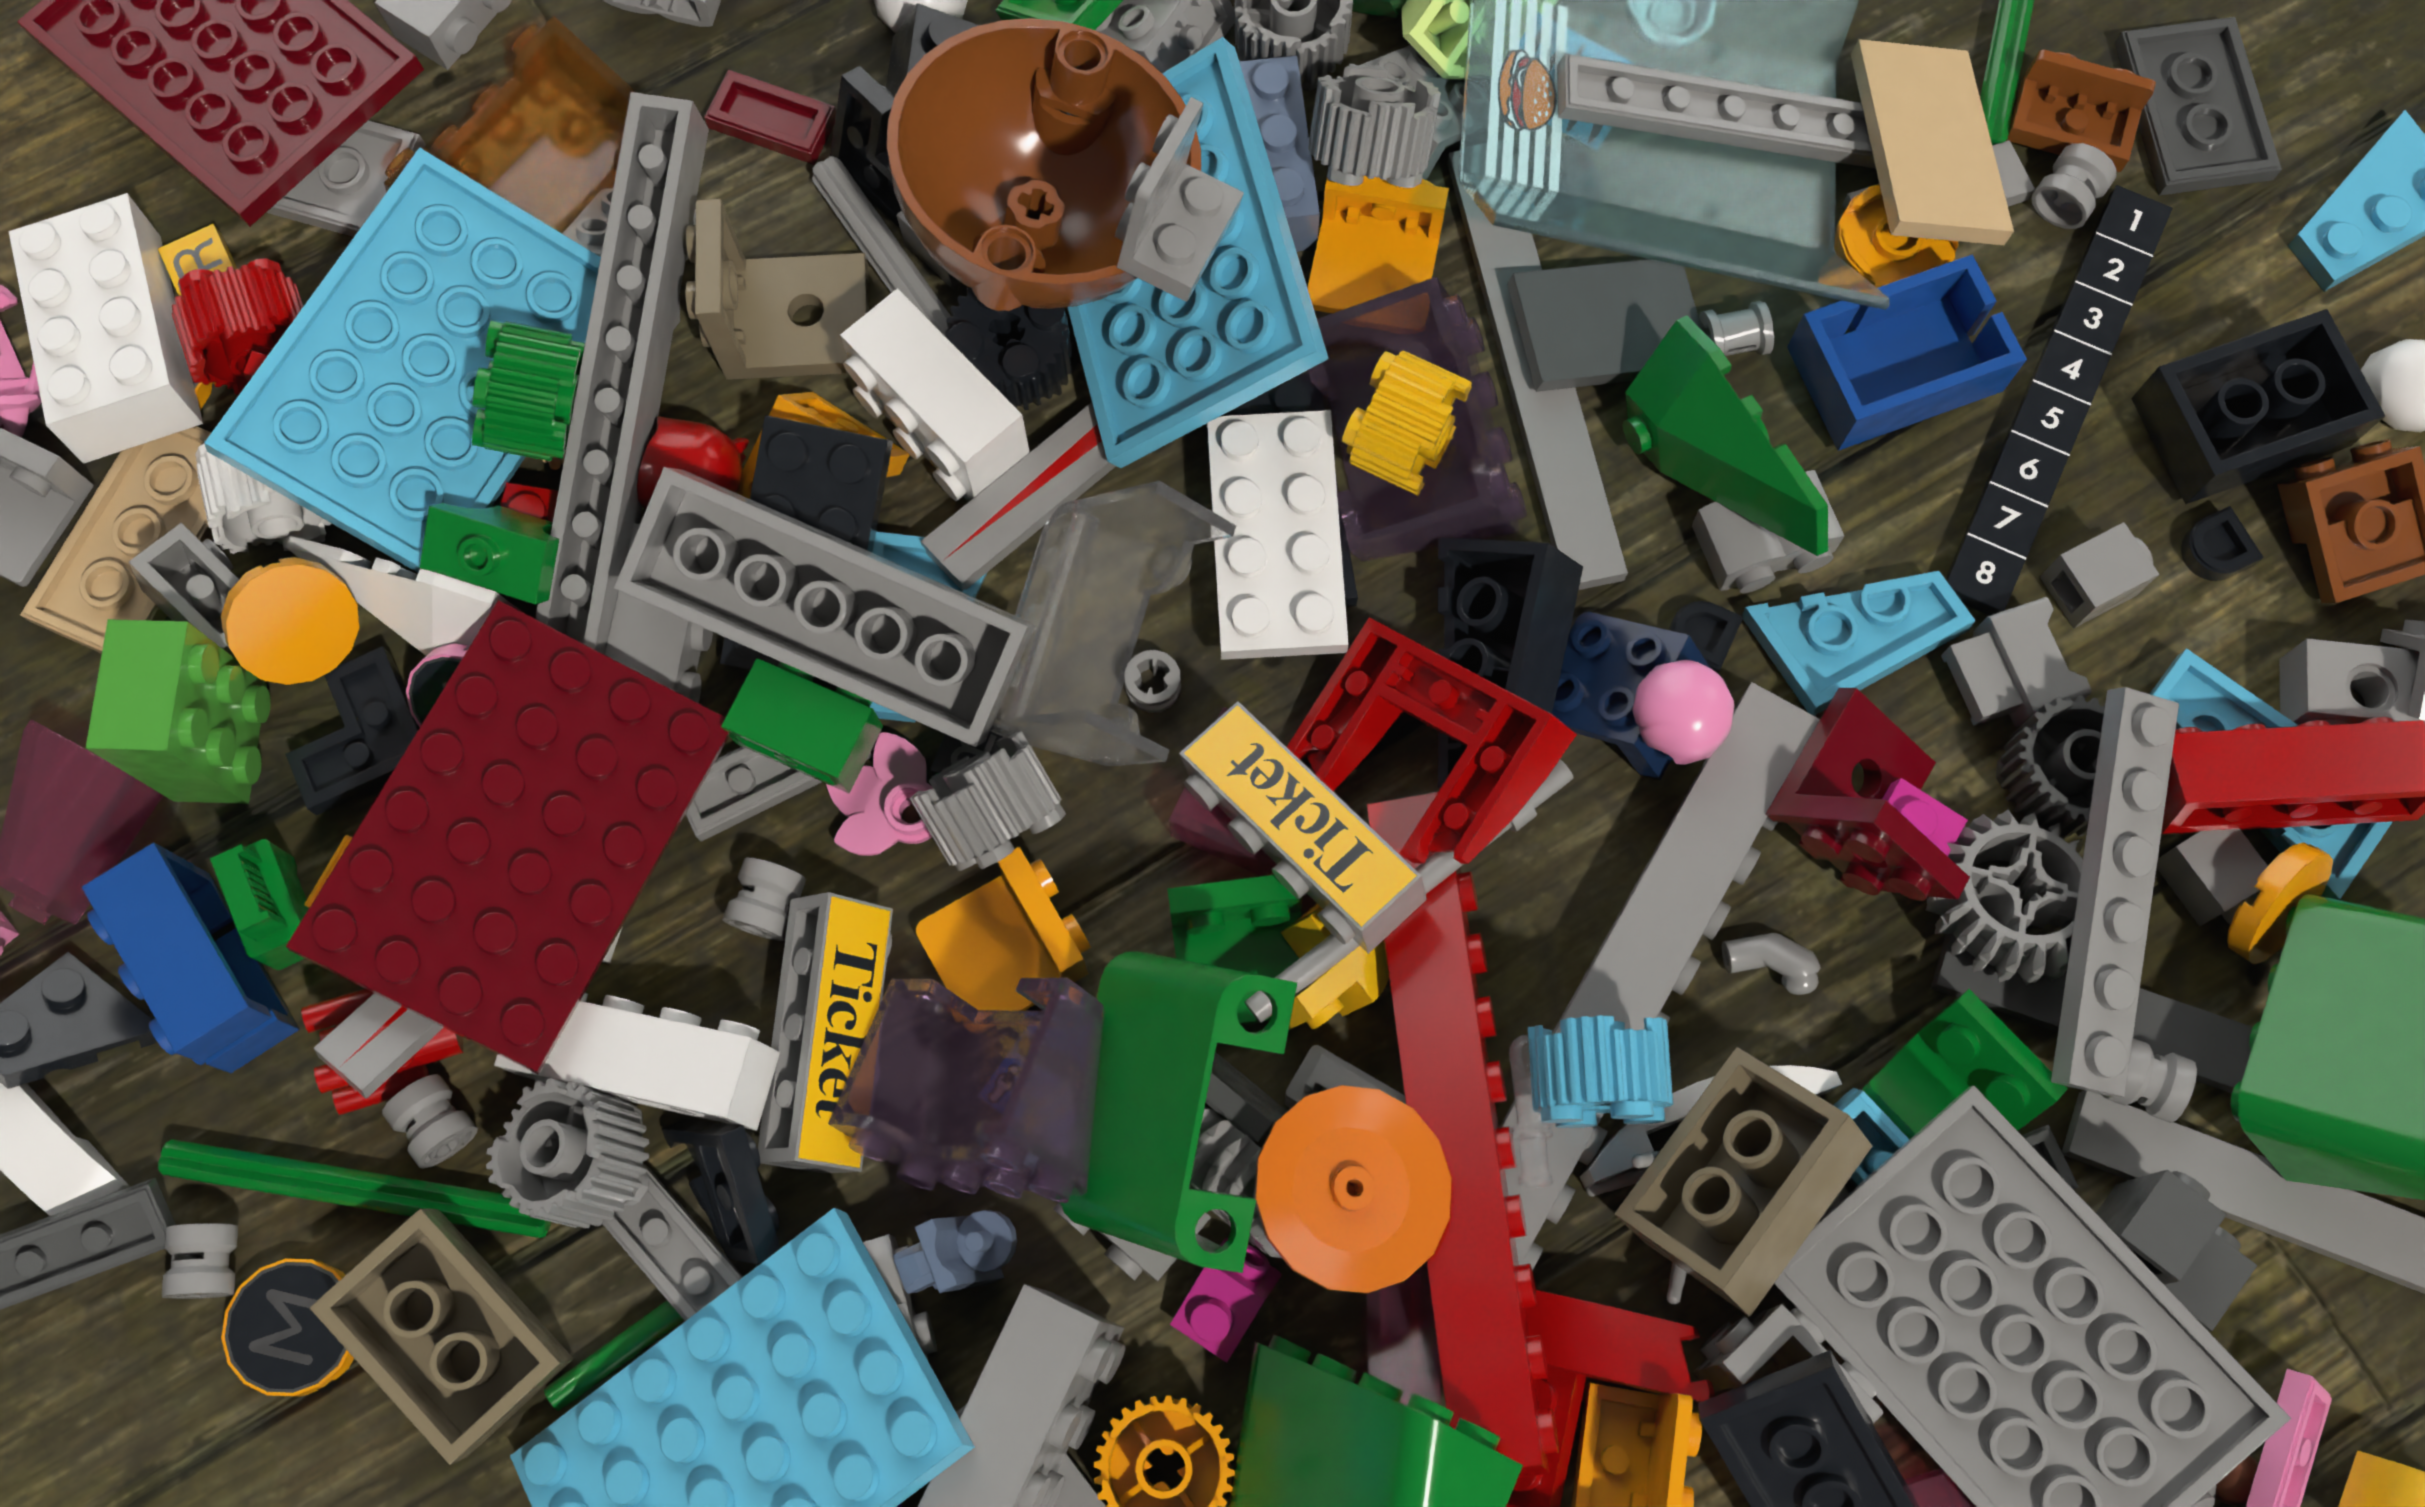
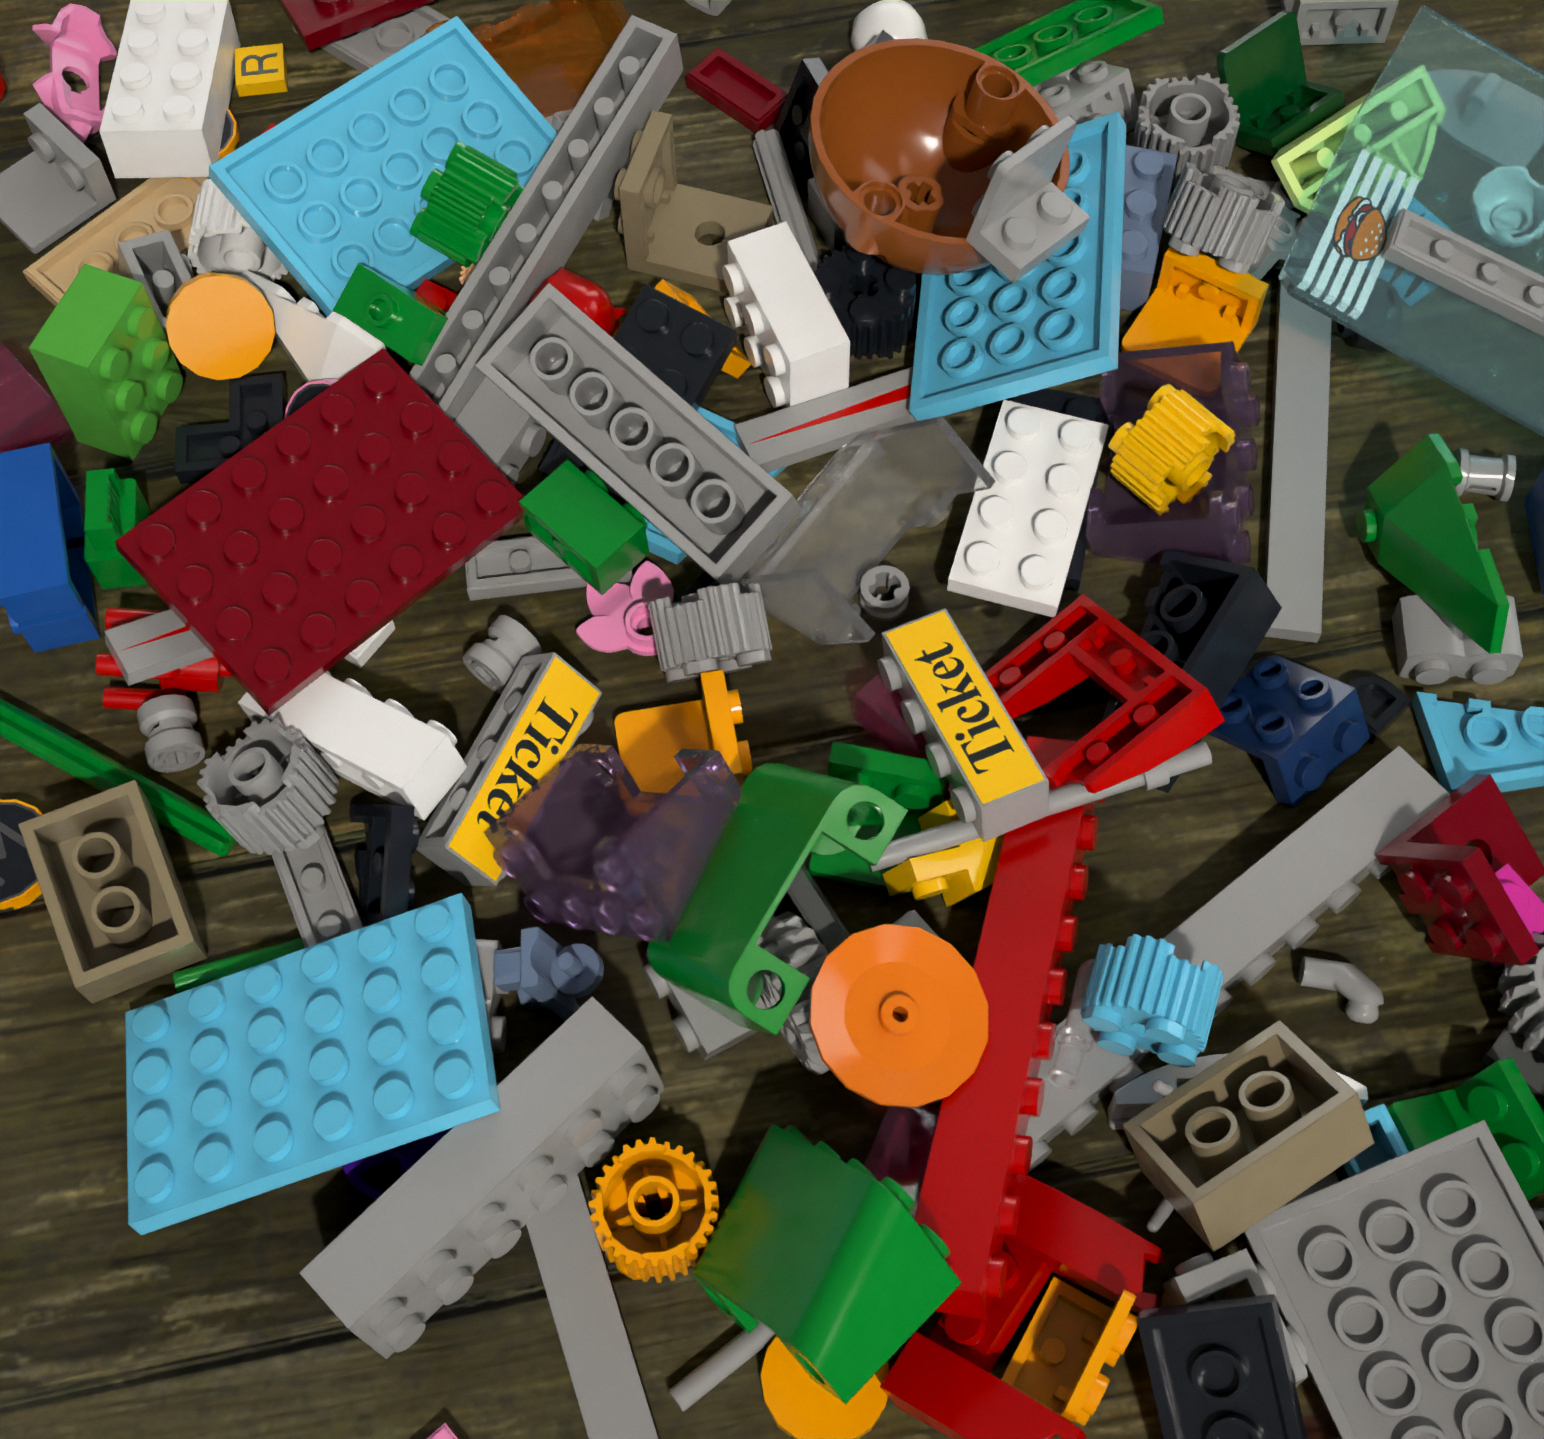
camera: 20 degrees right, 10 degrees down
(230, 316) = (262, 96): red brick -> none
(1226, 1303) = (761, 1096): dark pink bracket -> none
(1597, 319) = (1360, 427): dark grey tile -> none
(1683, 710) = (1329, 744): bright pink hair -> none

